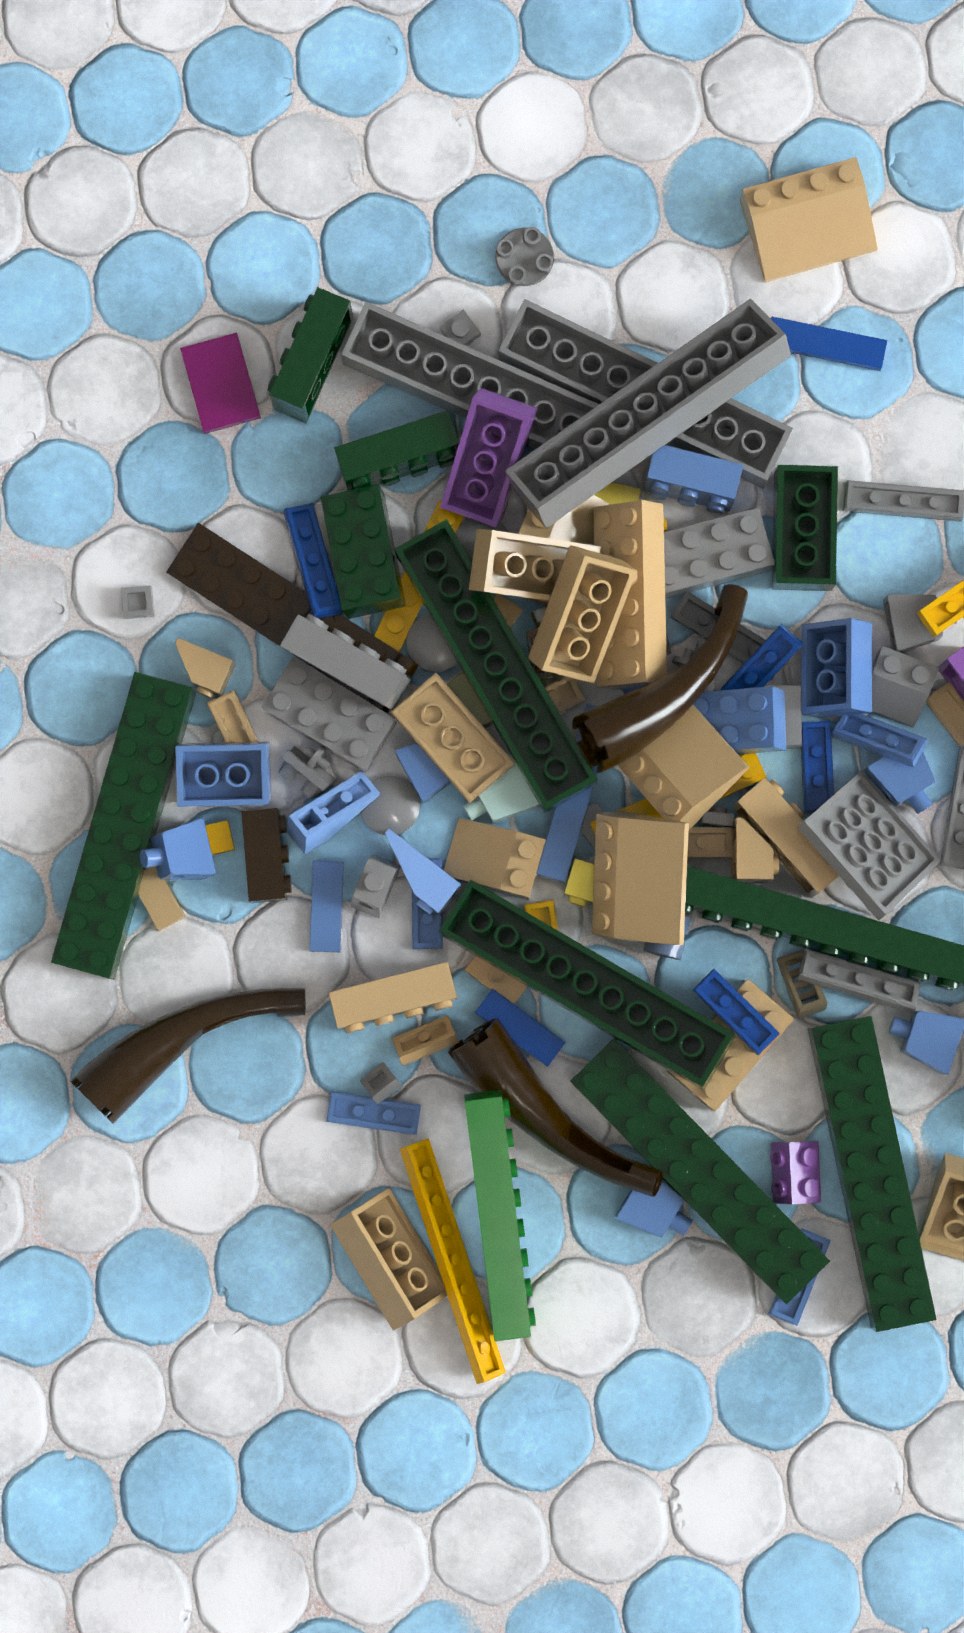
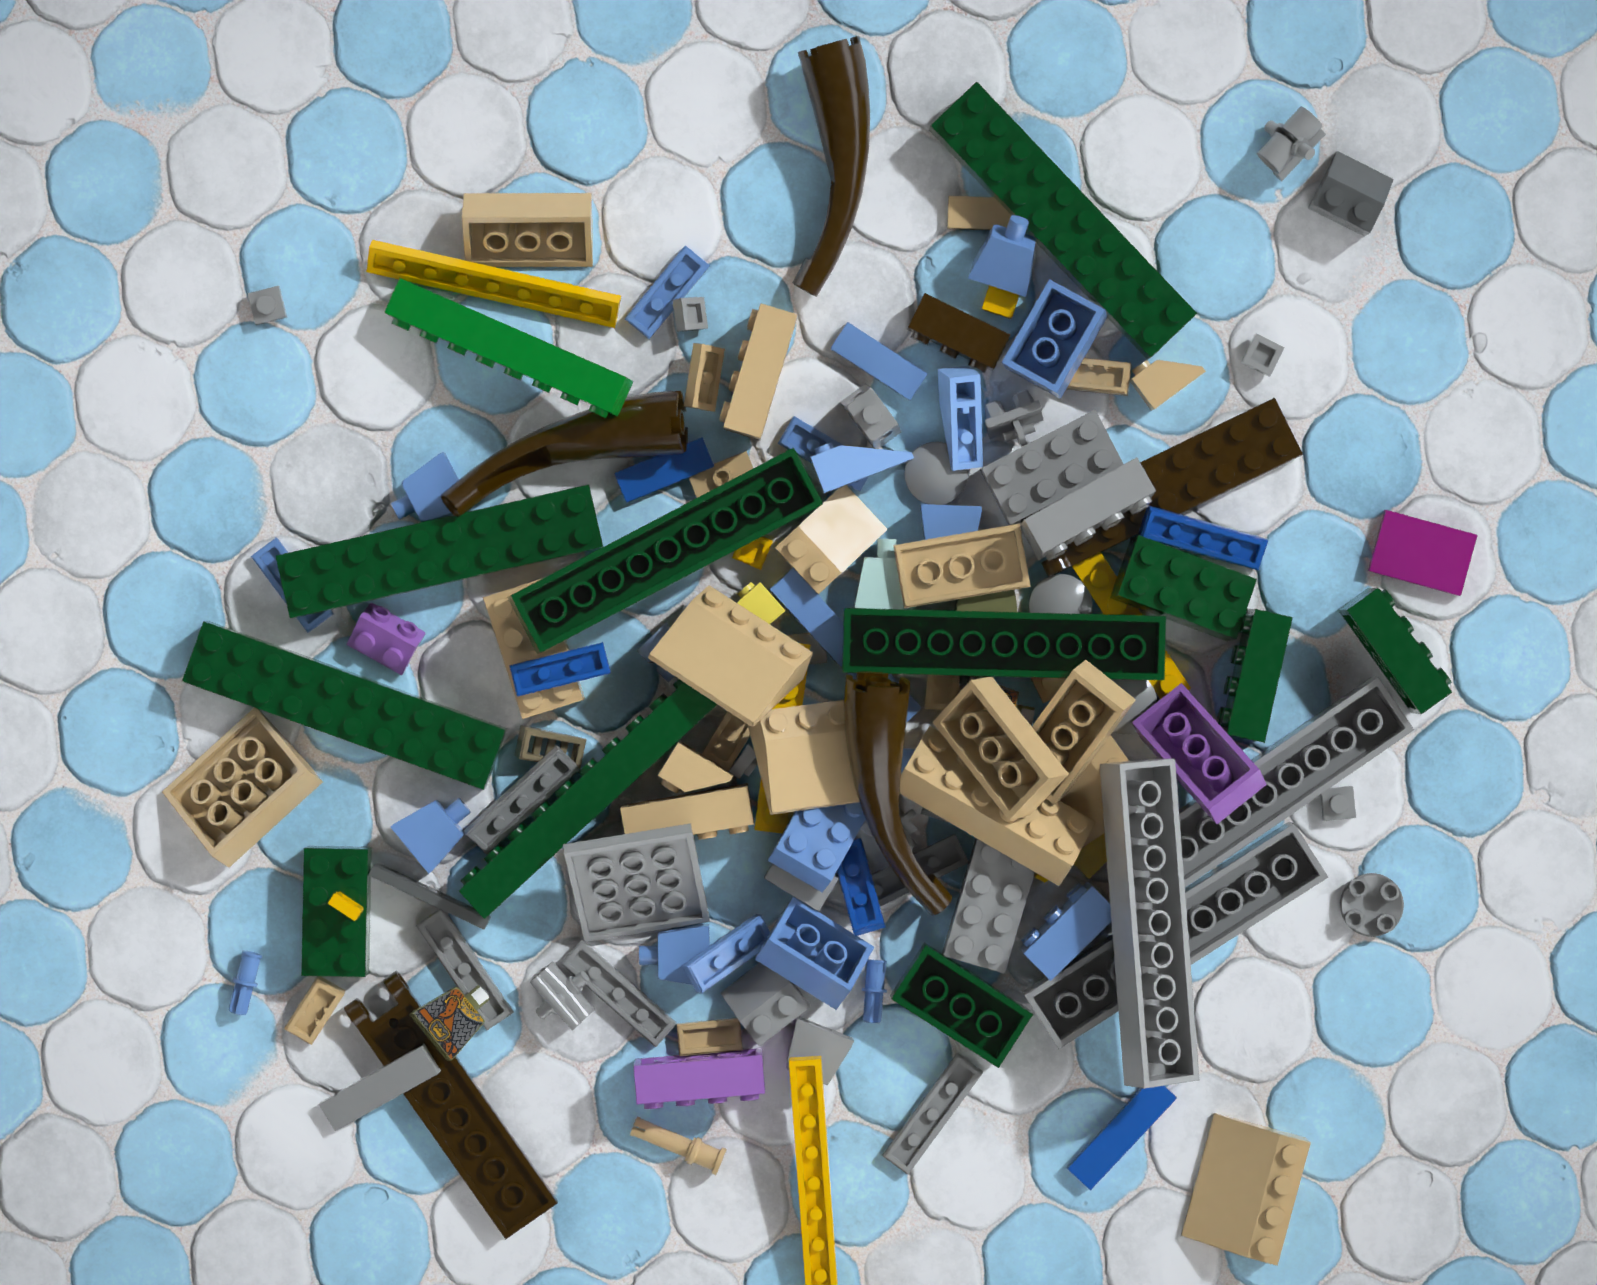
camera: 120 degrees right, 5 degrees up
(582, 1438) = (267, 305): none -> light grey plate
(816, 764) = (739, 883): blue tile -> none
(836, 604) = (874, 990): none -> medium blue axle

